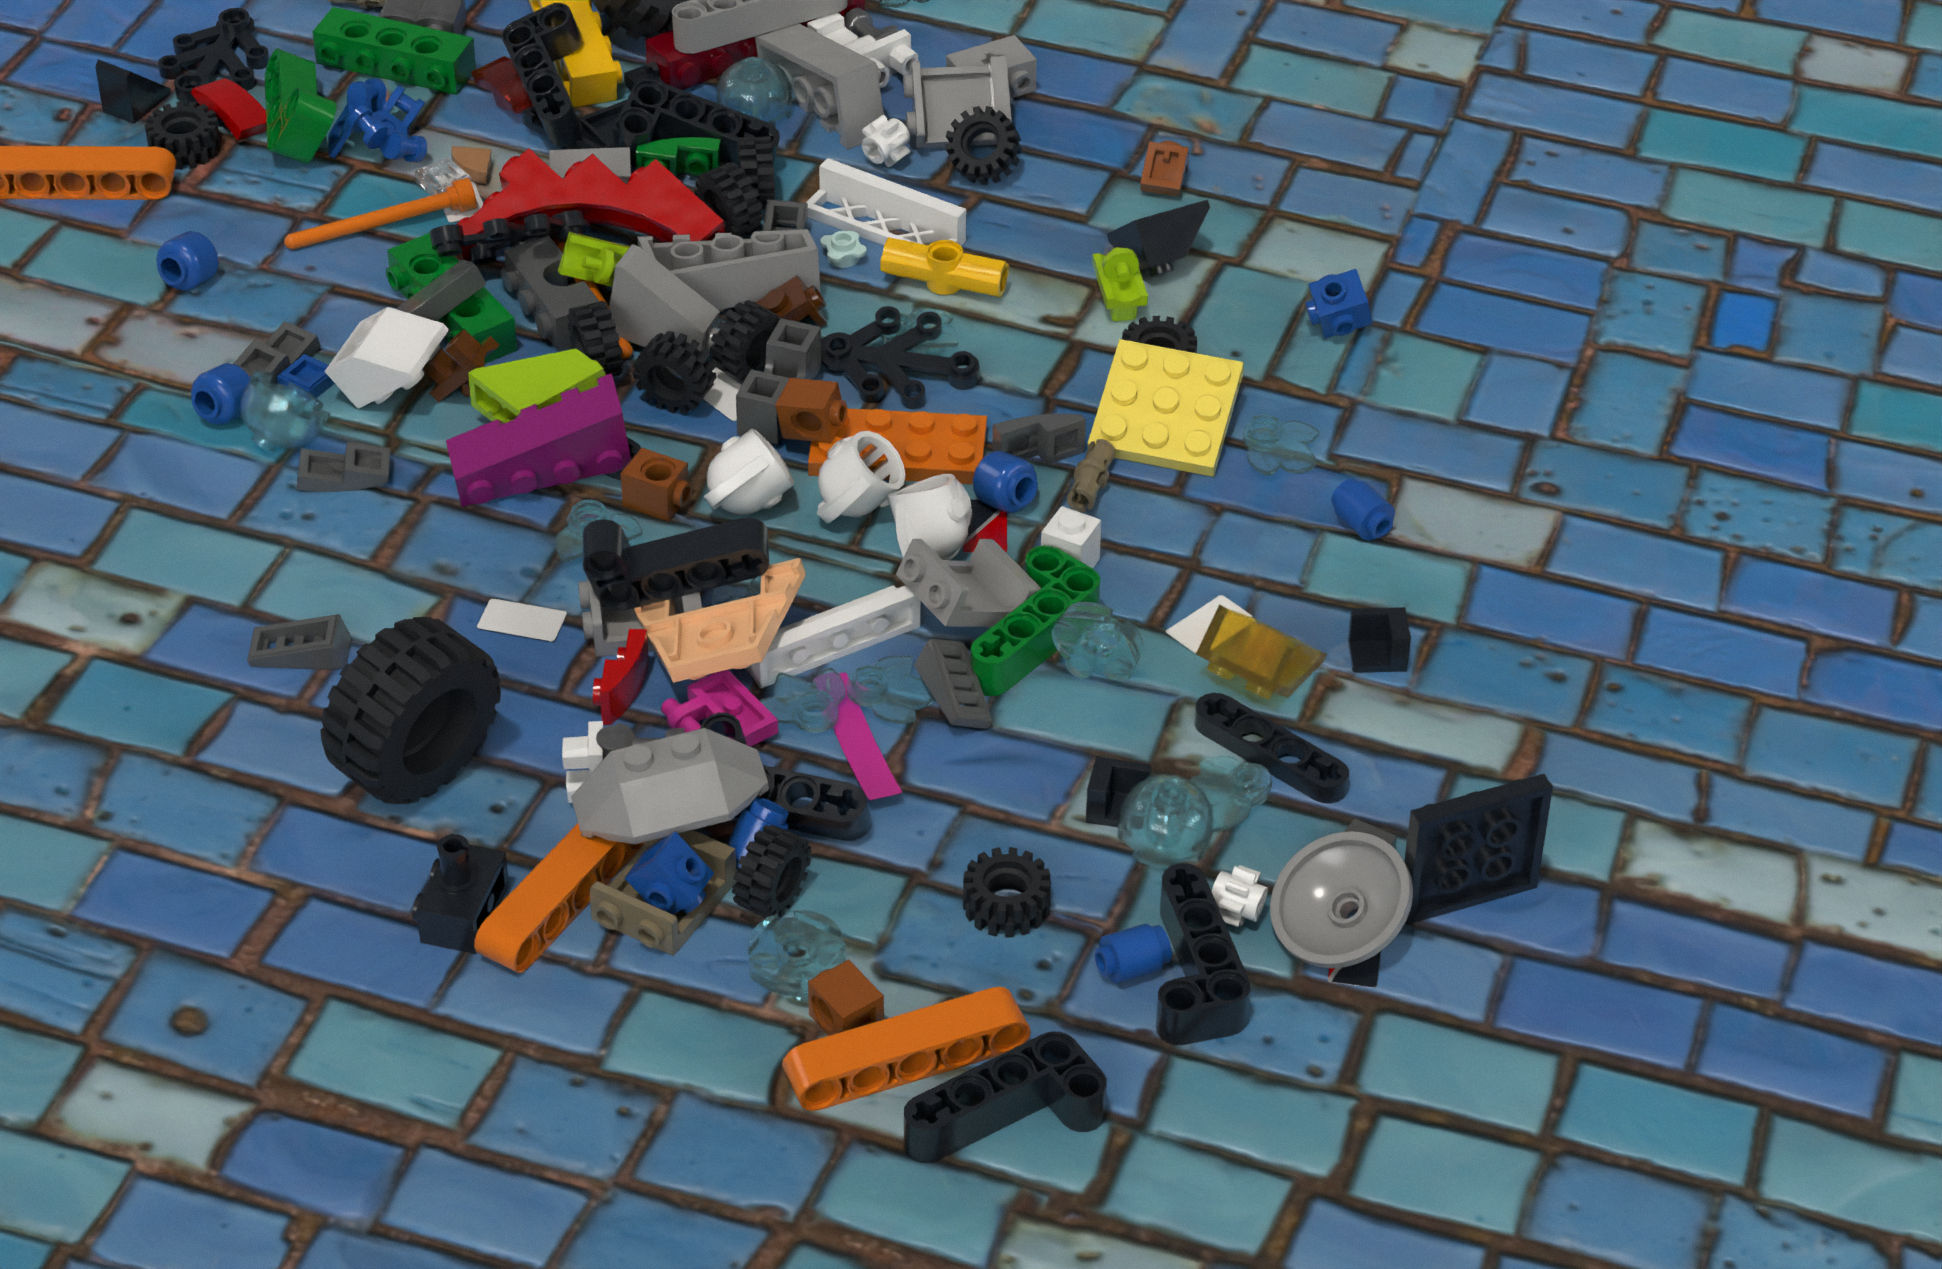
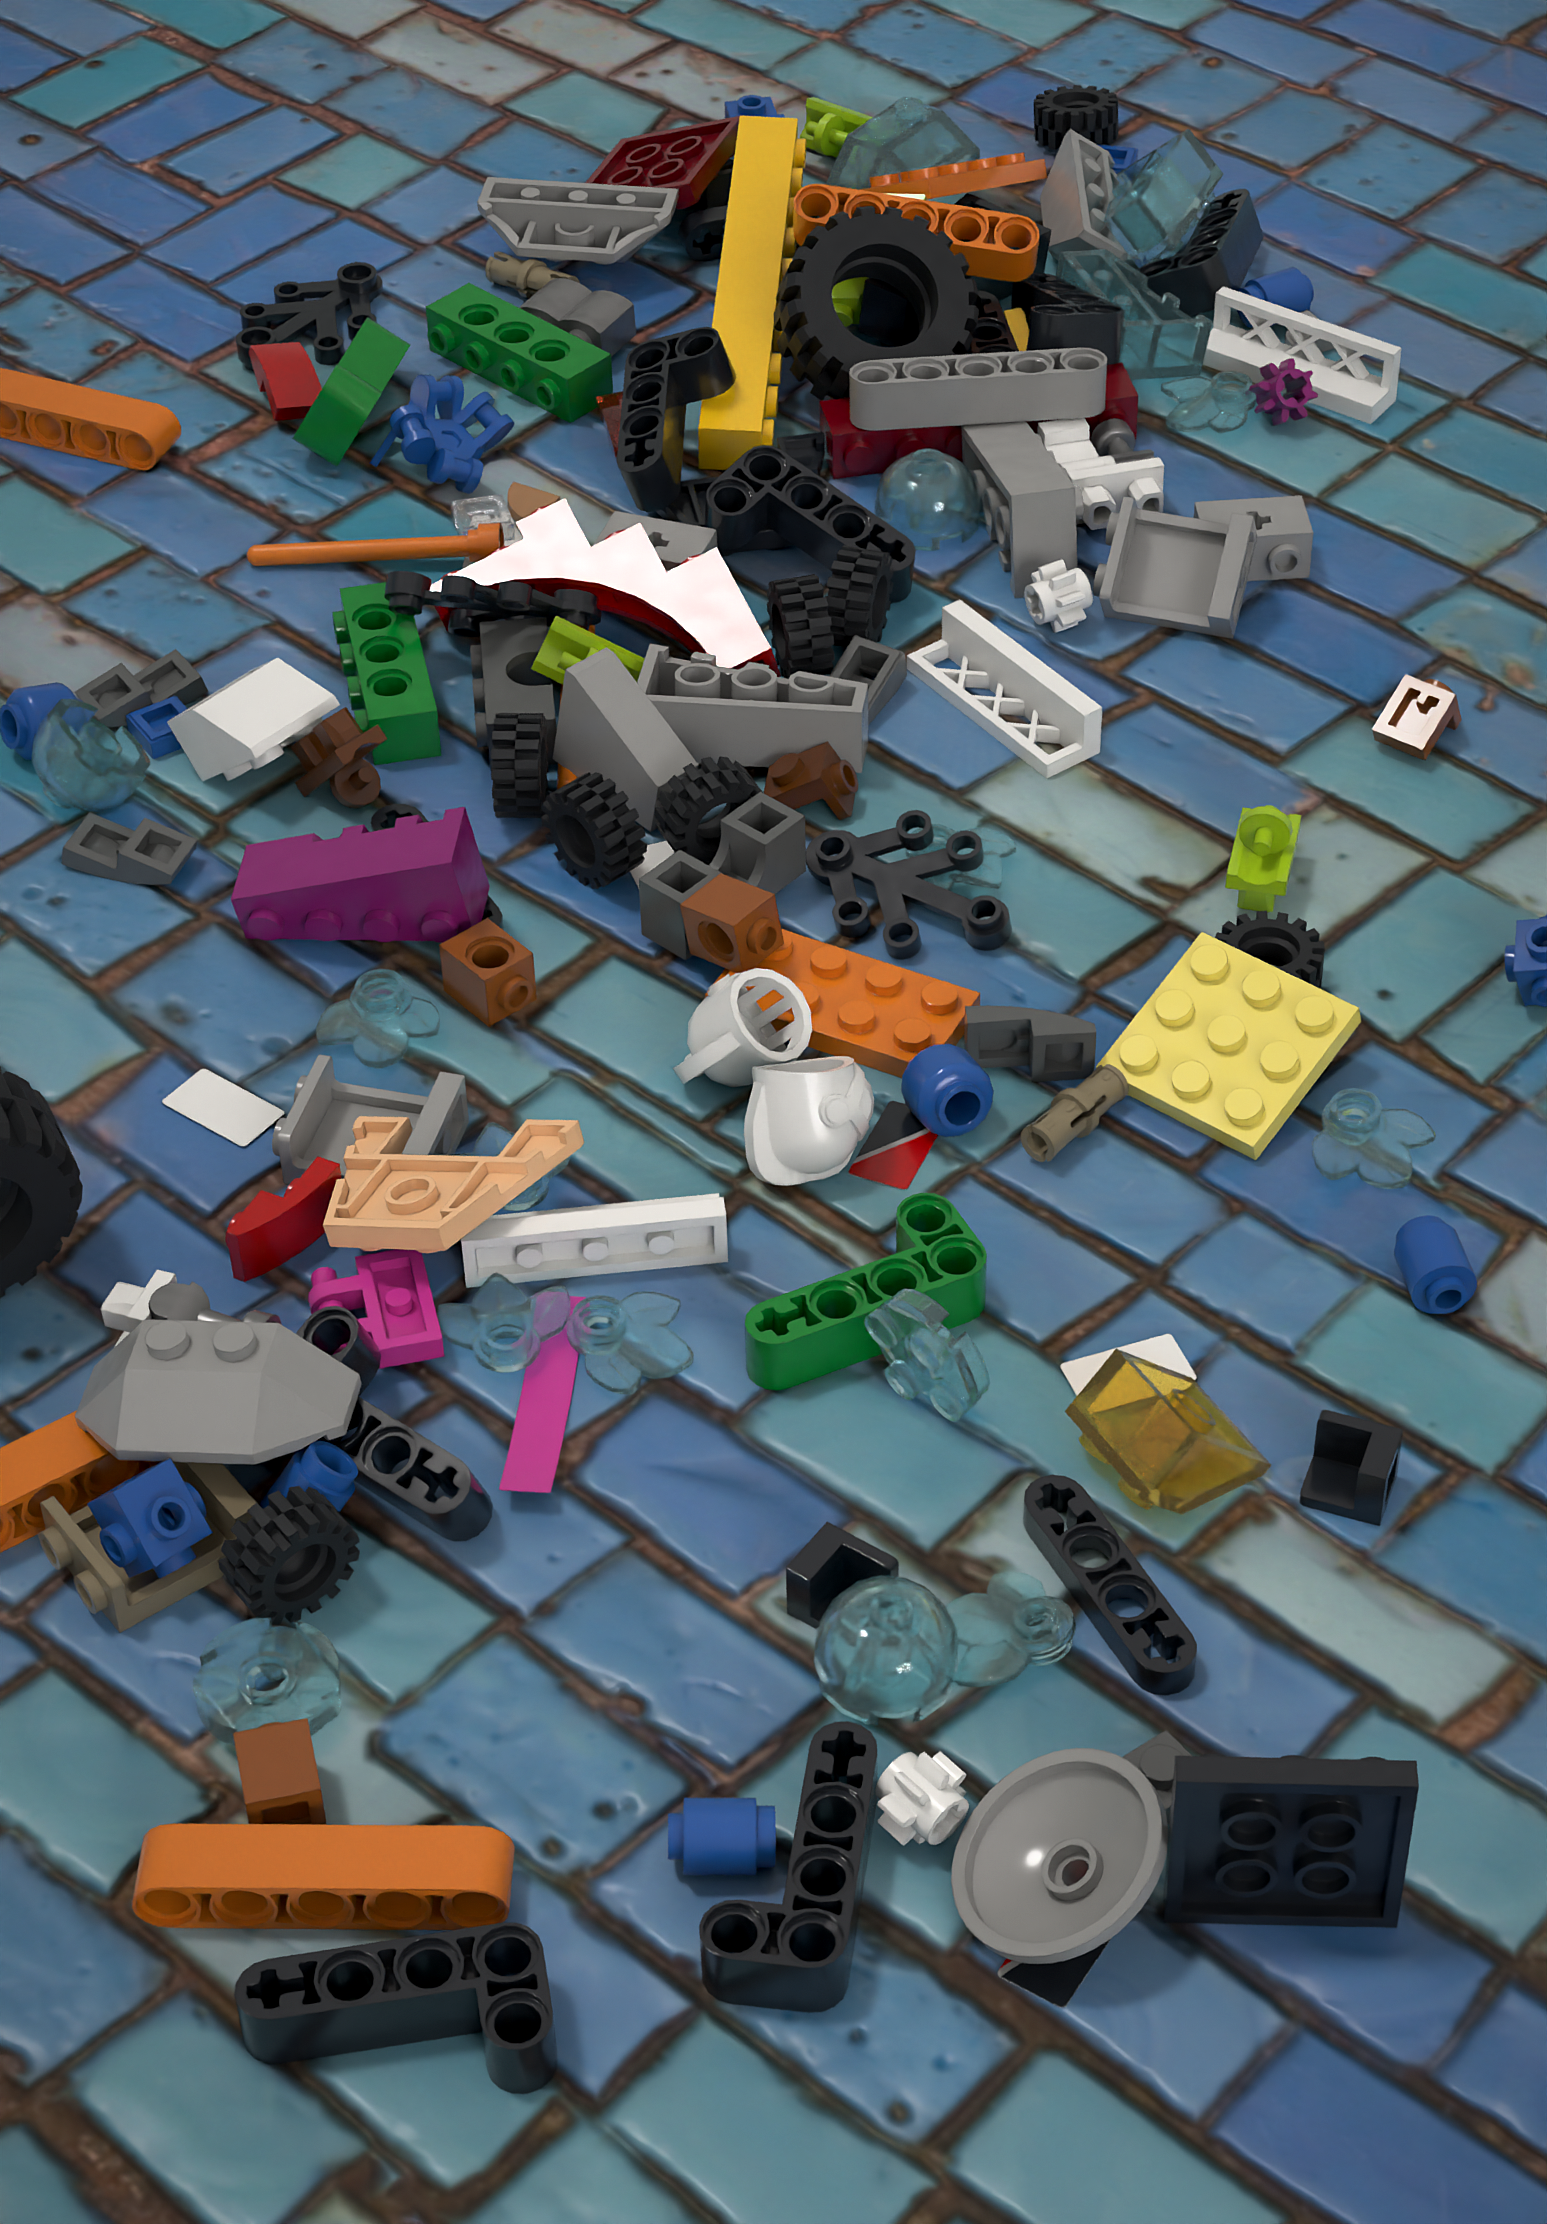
camera: 25 degrees right, 0 degrees up
(127, 93) = (181, 336): black slope -> none
(186, 132) = (212, 398): black tyre -> none
(187, 260) = (110, 549): blue head -> none
(445, 292) = (363, 659): dark grey slope -> none
(508, 387) = (383, 792): lime slope -> none
(673, 565) = (405, 1086): black beam -> none
(681, 155) = (768, 555): green slope -> none
(747, 475) = (593, 994): white helmet -> none
(843, 248) = (926, 723): light aqua plate -> none
(944, 267) = (1039, 778): yellow piece -> none
(952, 682) = (720, 1320): dark grey slope -> none
(966, 591) = (795, 1227): light grey panel -> none
(971, 127) = (1197, 648): black tyre -> none
(1006, 872) = (608, 1717): black tyre -> none
(1075, 535) = (989, 1197): white brick -> none
(1161, 237) = (1352, 808): black slope -> none

